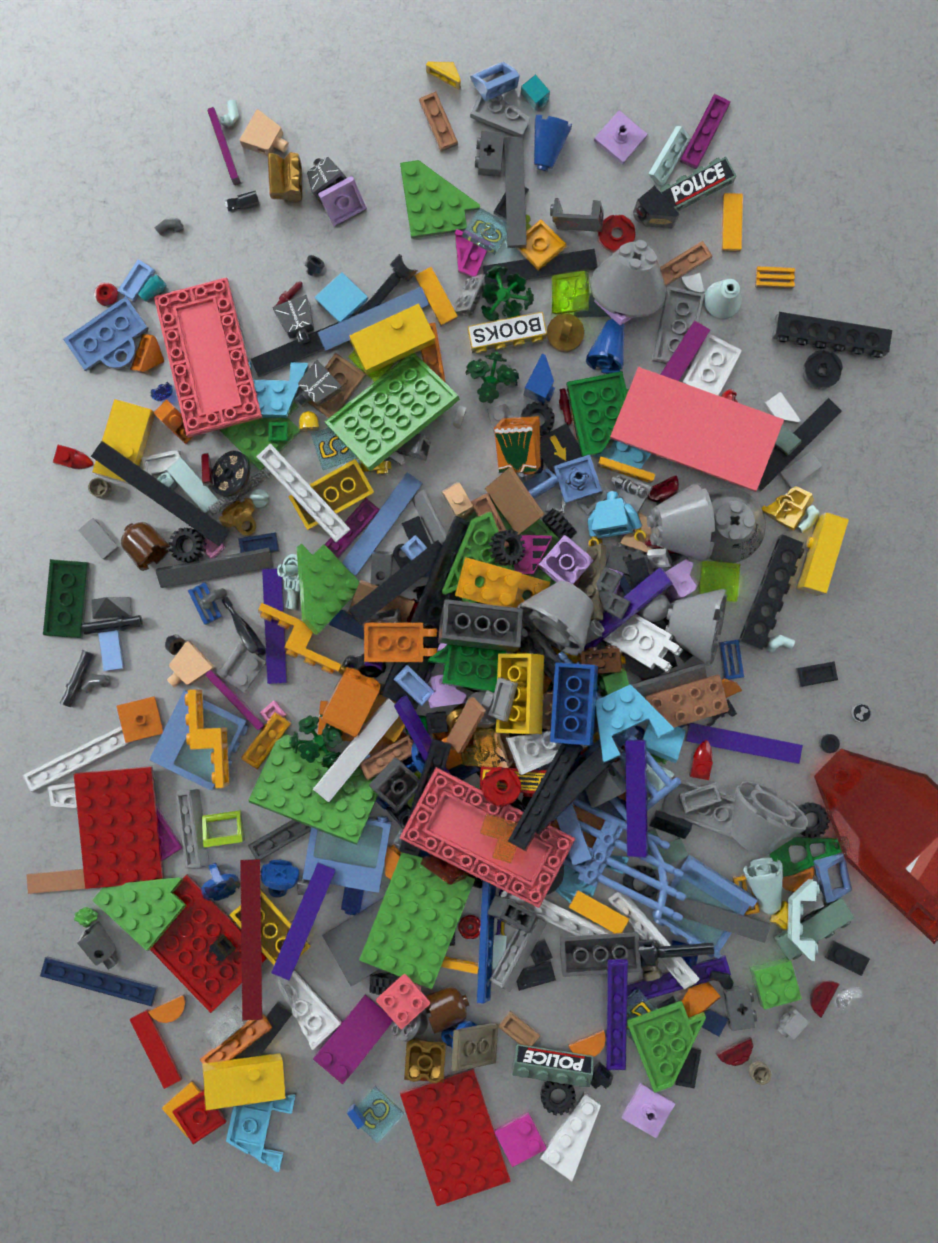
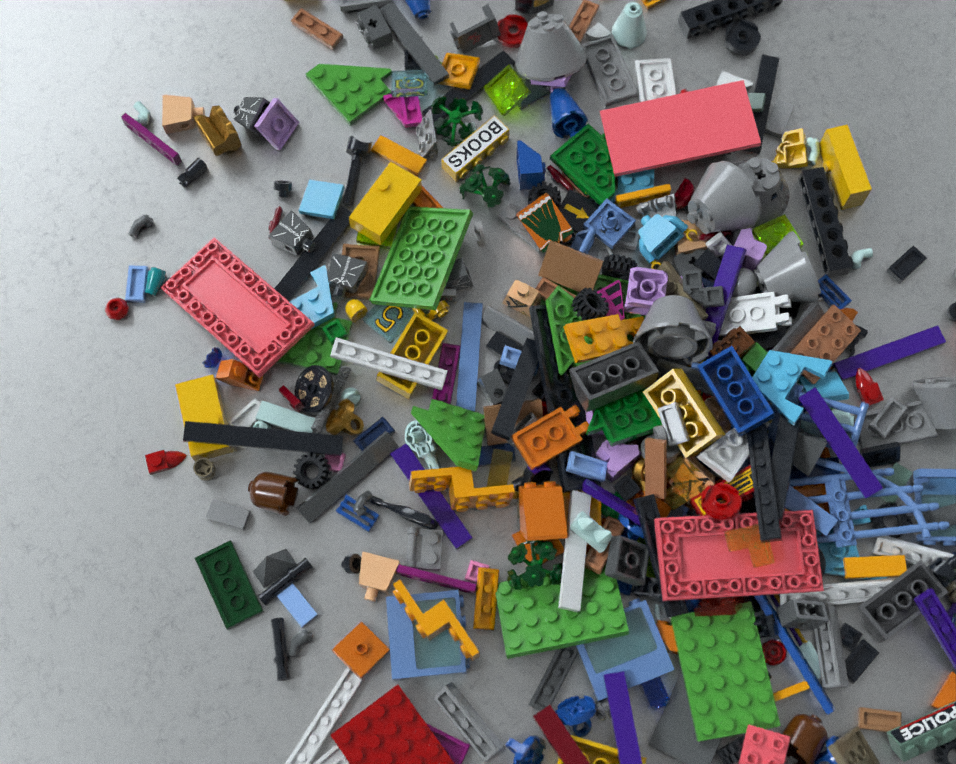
camera: 30 degrees left, 15 degrees down
(107, 337) = (138, 341): medium blue plate -> none
(147, 354) = (181, 336): orange slope -> none
(227, 839) = (505, 711): lime tile -> none
(340, 332) = (340, 221): medium blue tile -> none
(344, 639) = (499, 468): none -> clear yellow tile
(380, 743) = (591, 532): none -> light aqua tile
(475, 904) = (766, 625): none -> black tile
(565, 332) = (522, 123): pearl gold tile -> none
(685, 351) = (627, 79): magenta tile -> none

